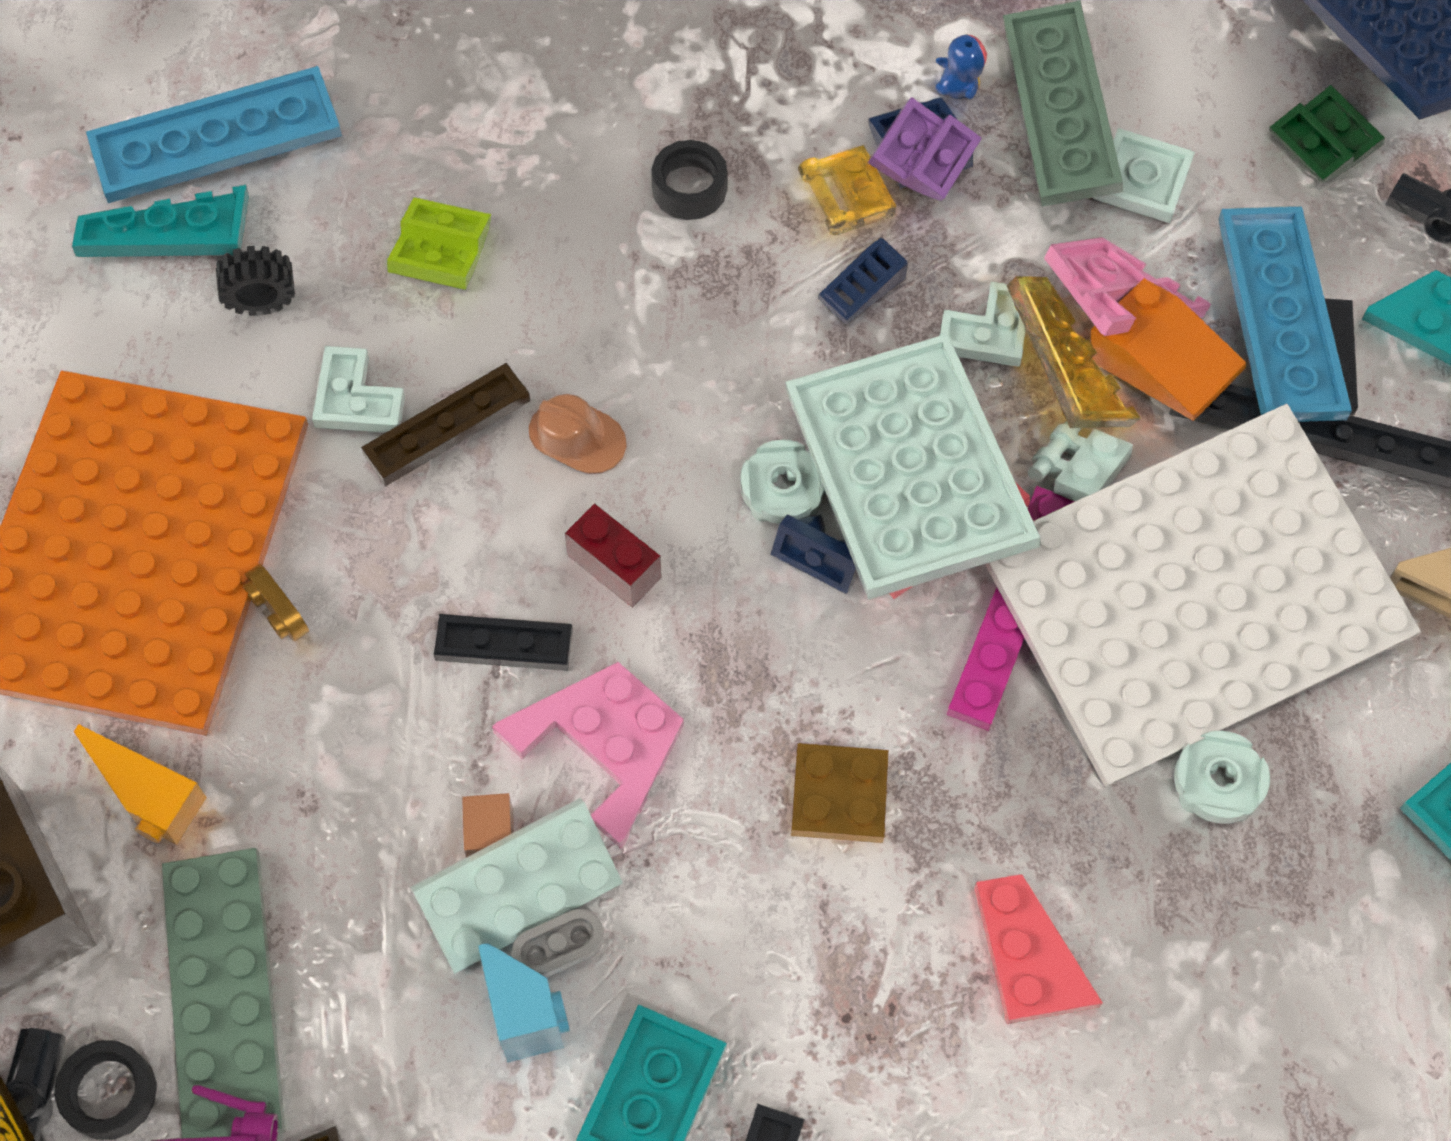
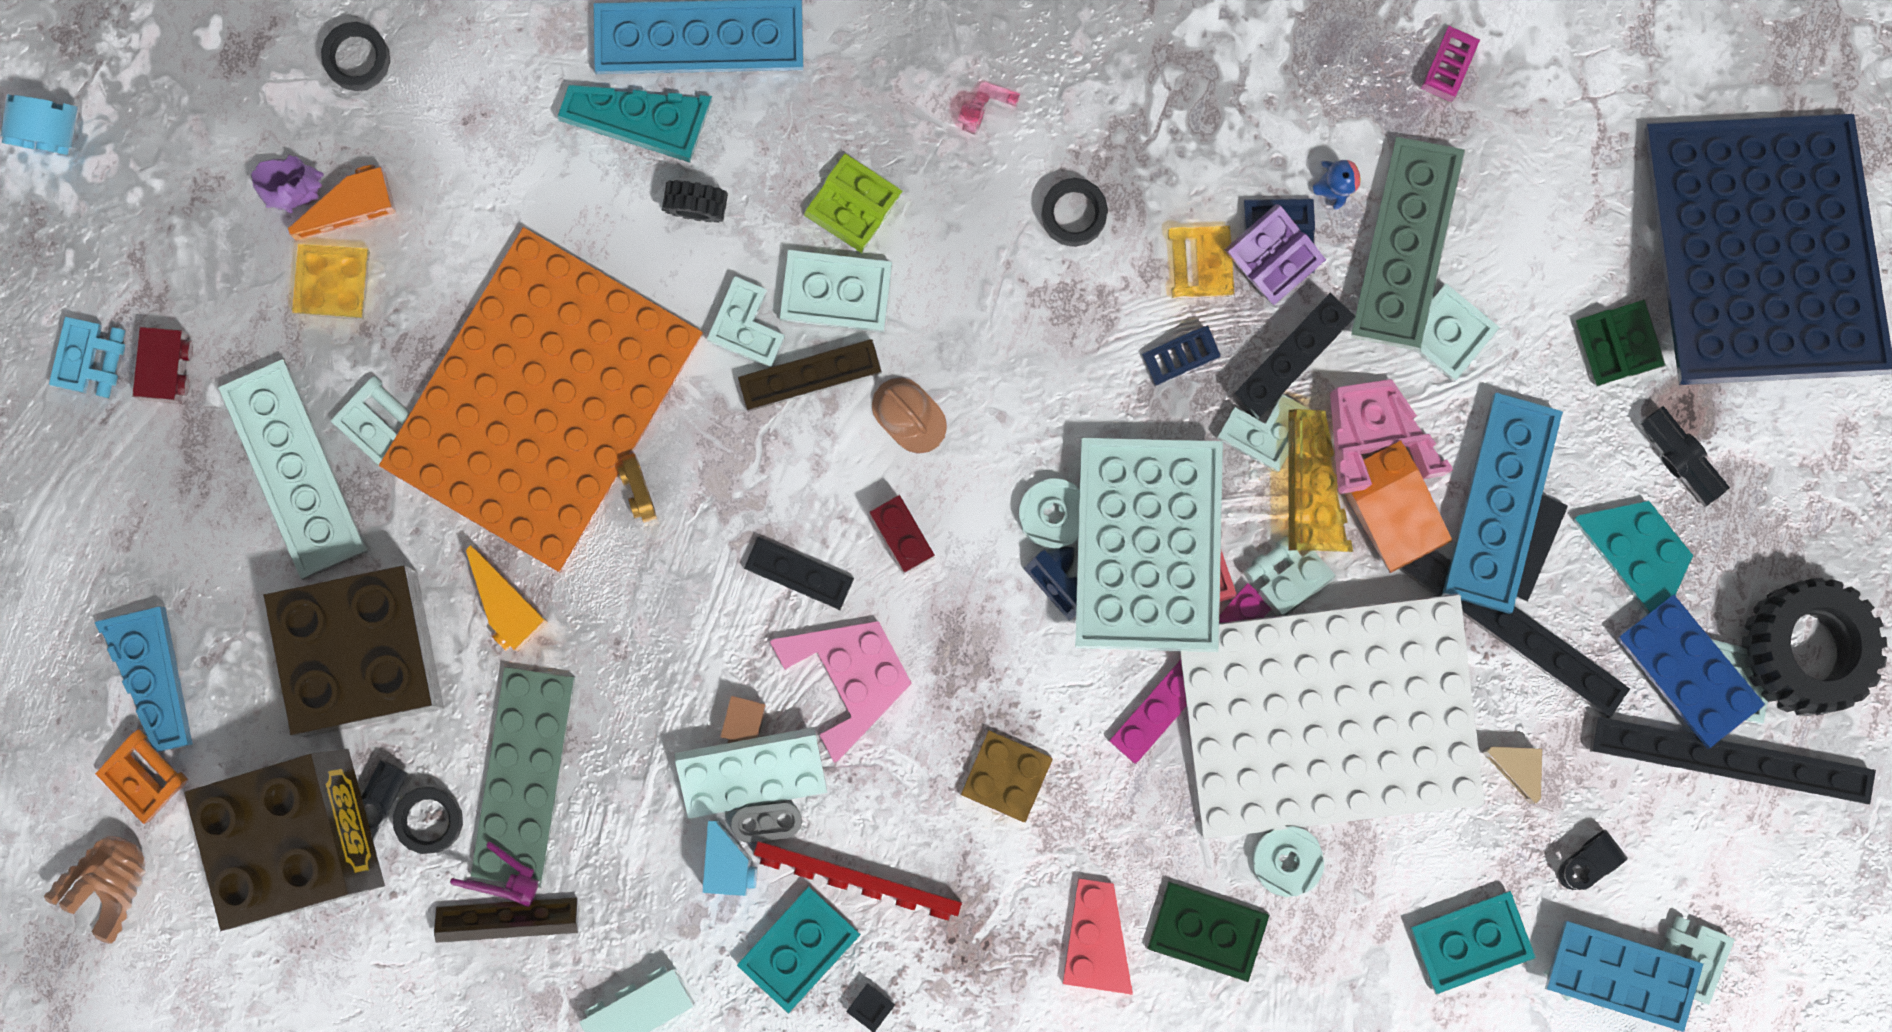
camera: 15 degrees right, 20 degrees up
(448, 331) = (835, 291): none -> light aqua plate
(543, 118) = (973, 112): none -> clear pink plate
(679, 976) = (842, 876): none -> red plate
(987, 240) = (1293, 356): none -> black brick
(1161, 896) = (1208, 931): none -> dark green tile

